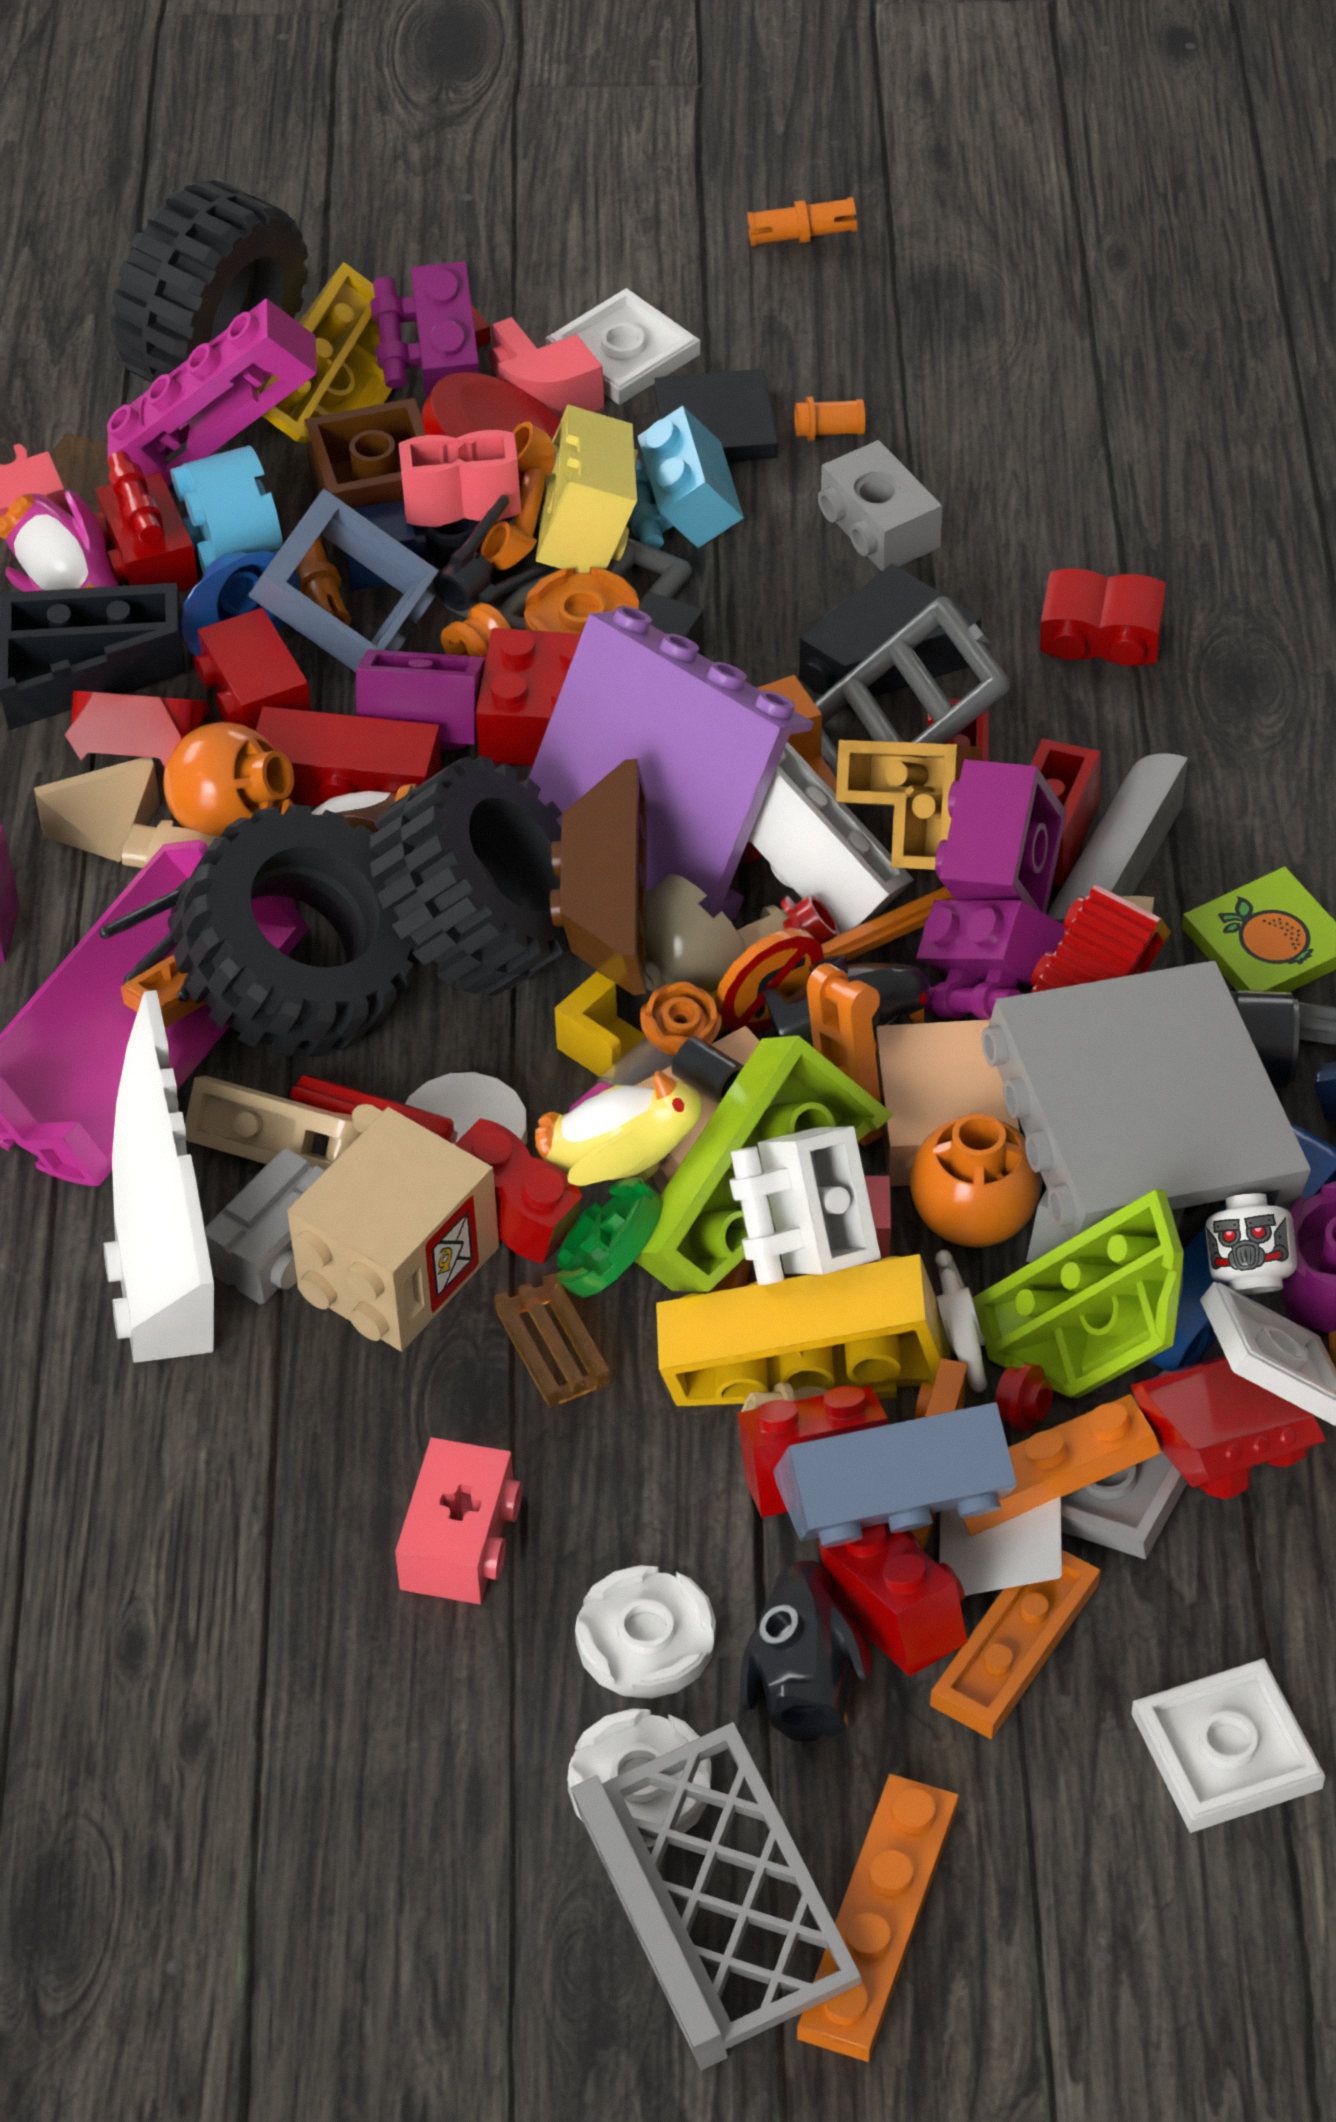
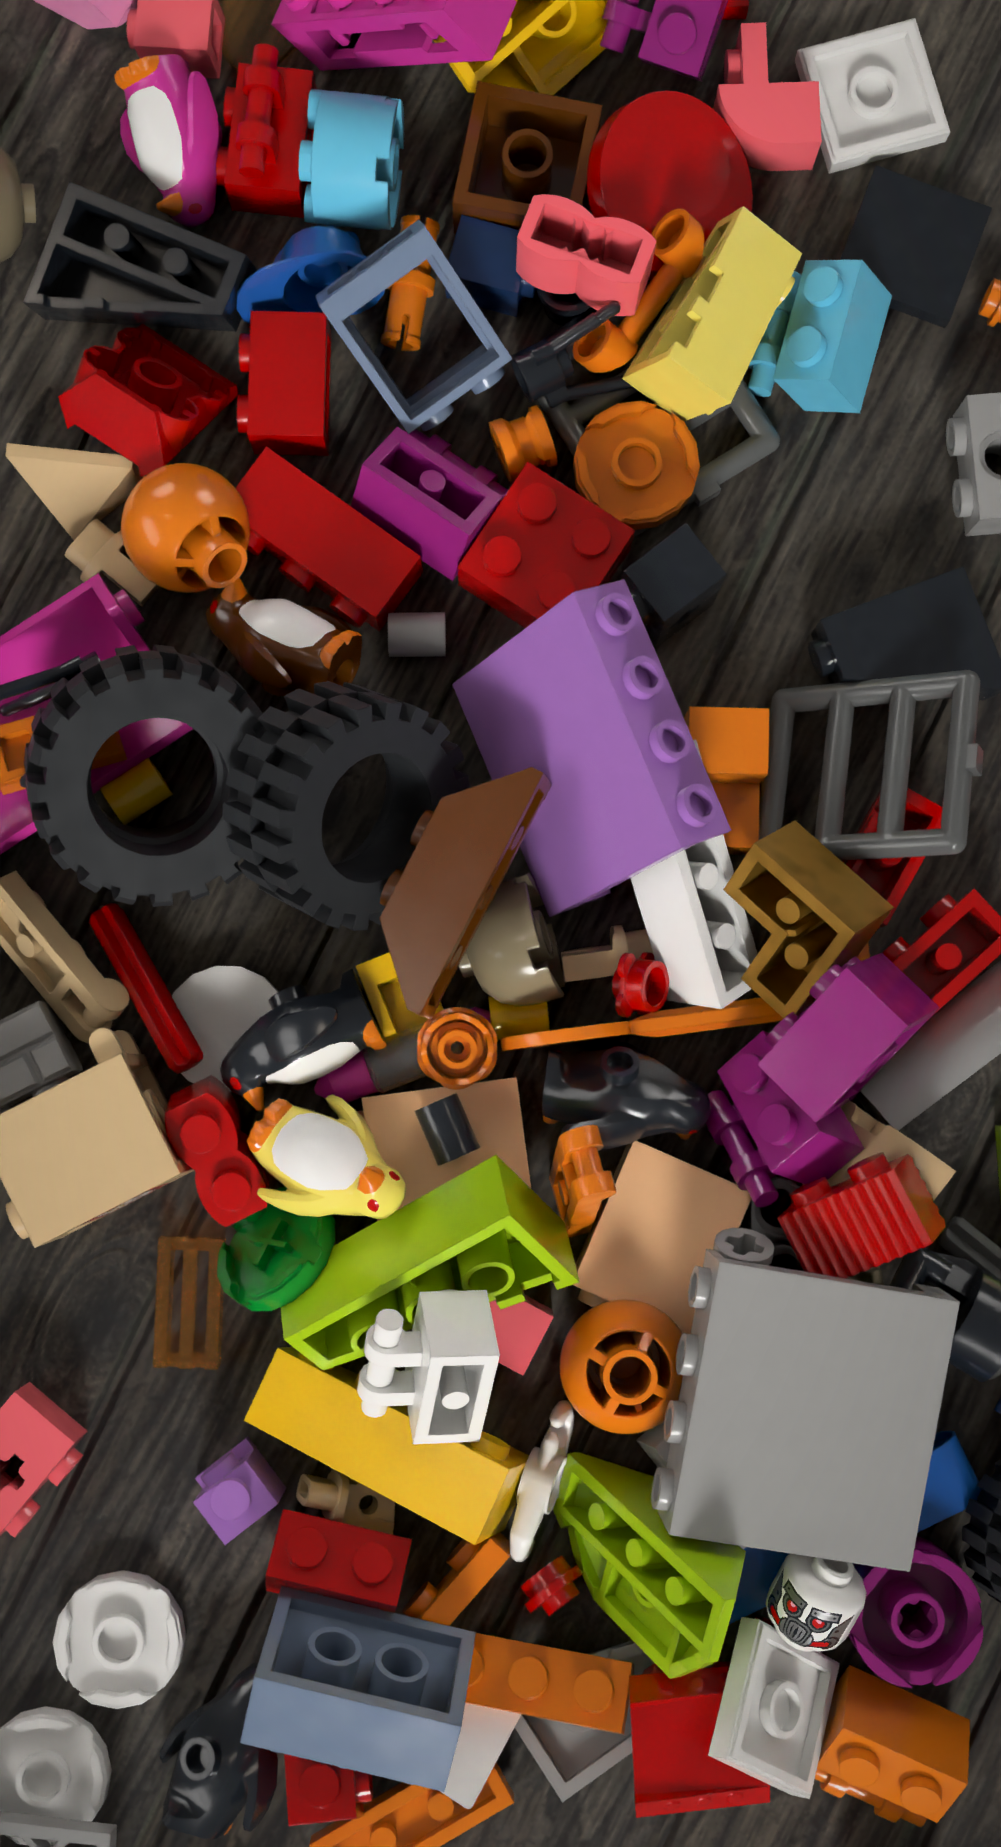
camera: 25 degrees right, 35 degrees up
(545, 1069) = (301, 1039): none -> black animal
(687, 1444) = (237, 1490): none -> medium lavender brick

